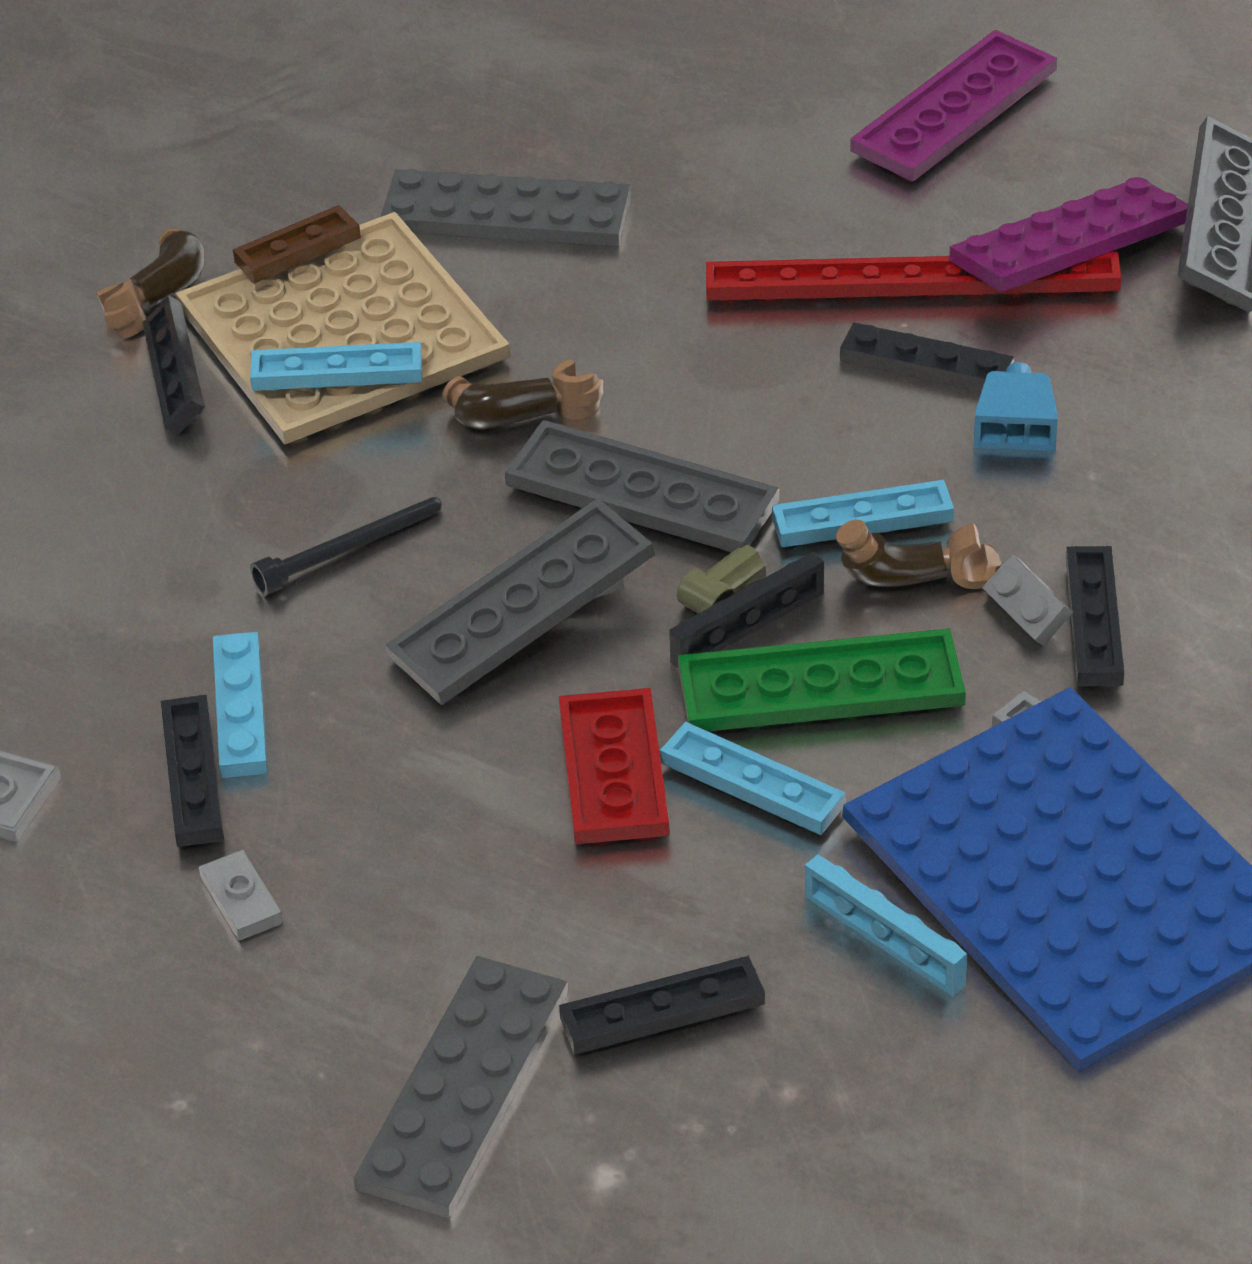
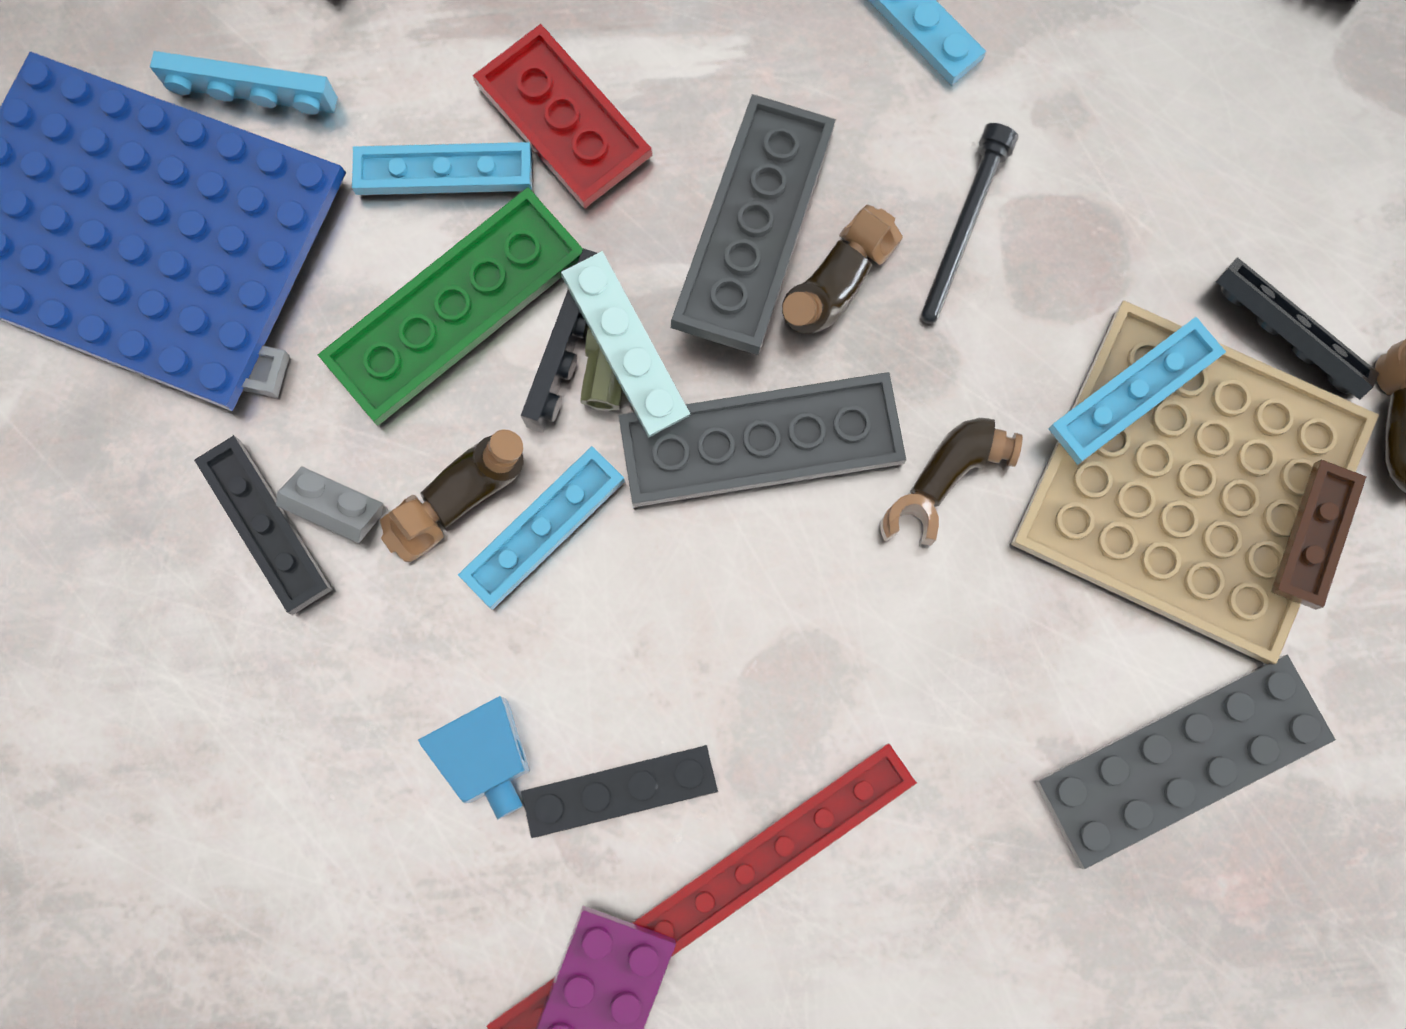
camera: 145 degrees right, 35 degrees up
(484, 550) = (837, 280): none -> piece
(700, 562) = (625, 344): none -> light aqua plate

